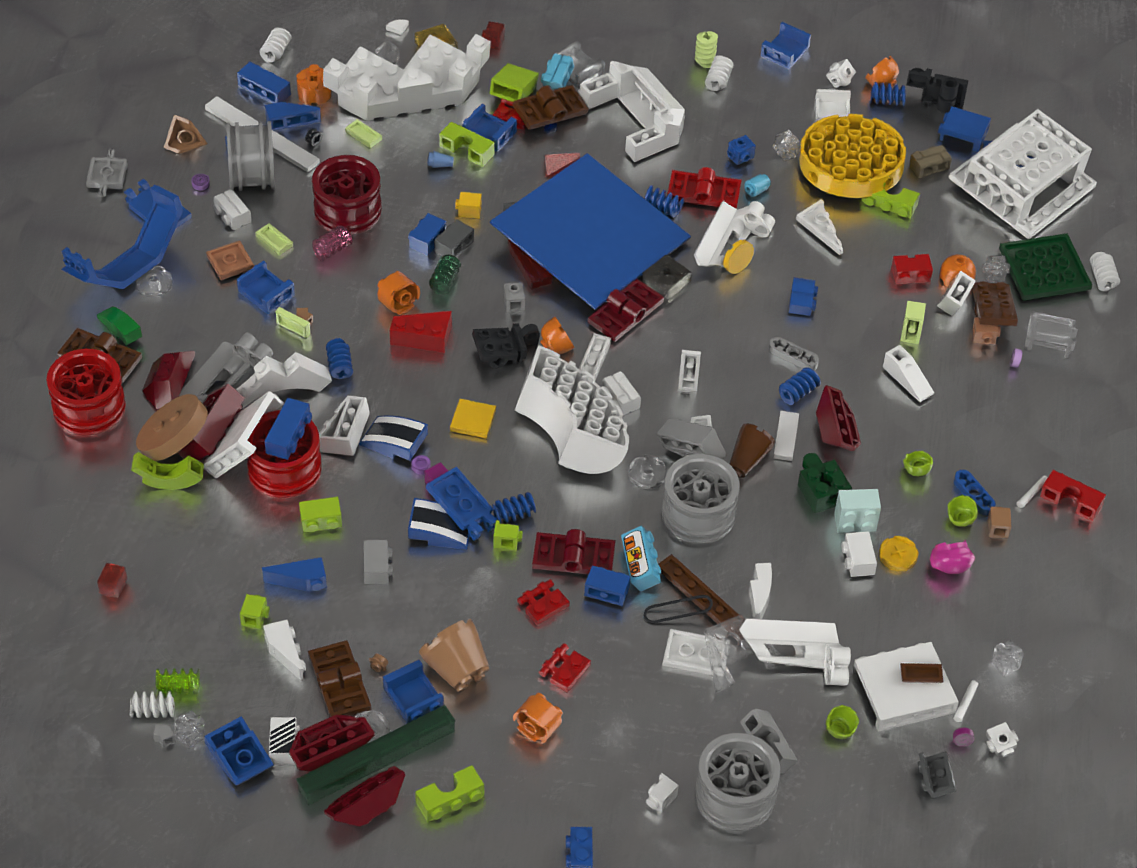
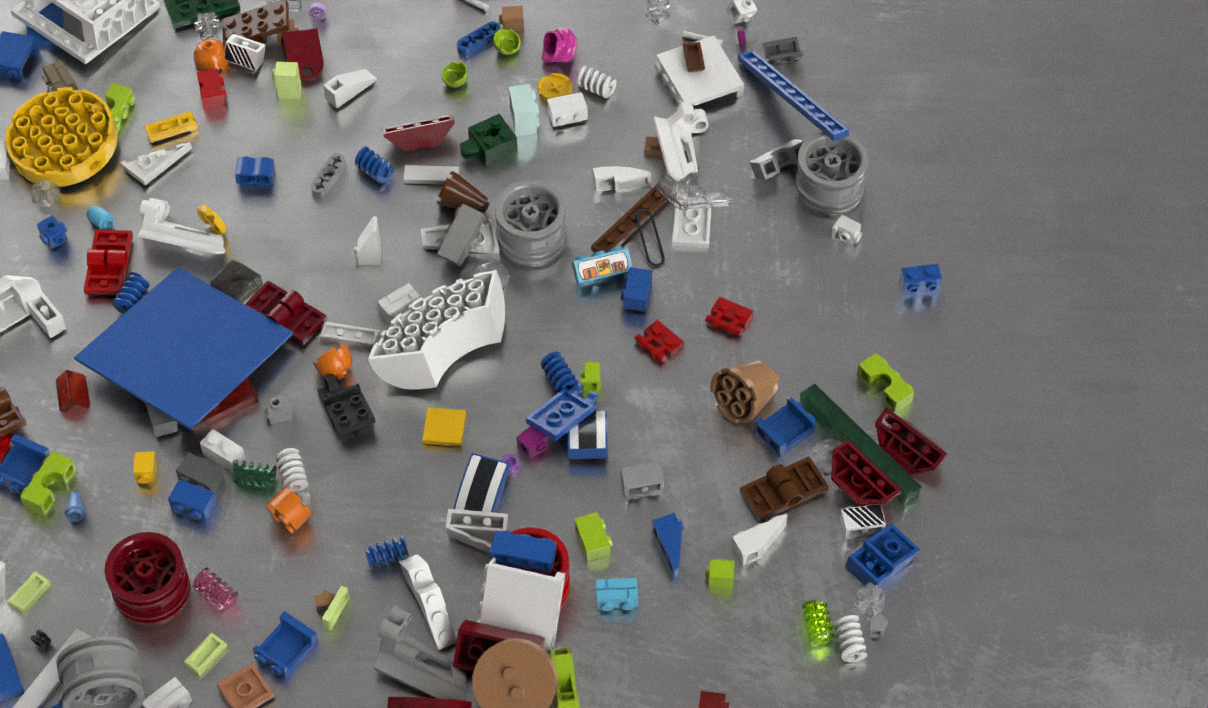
camera: 95 degrees left, 5 degrees up
(253, 525) = (616, 593): none -> medium azure brick
(378, 663) = (757, 460): medium nougat plate -> none
(422, 330) = (337, 482): red wedge -> none
(442, 300) = (291, 470): none -> white piece
(475, 255) = (222, 450): none -> white brick
(538, 718) = (797, 321): orange brick -> none
(572, 552) = (602, 322): dark red plate -> none
(842, 722) = (747, 114): lime hair -> none
(847, 754) = (793, 95): none -> blue plate
(866, 239) = (171, 126): none -> yellow plate
(899, 585) = (596, 83): none -> white piece
(952, 340) = (304, 48): none -> dark red tile

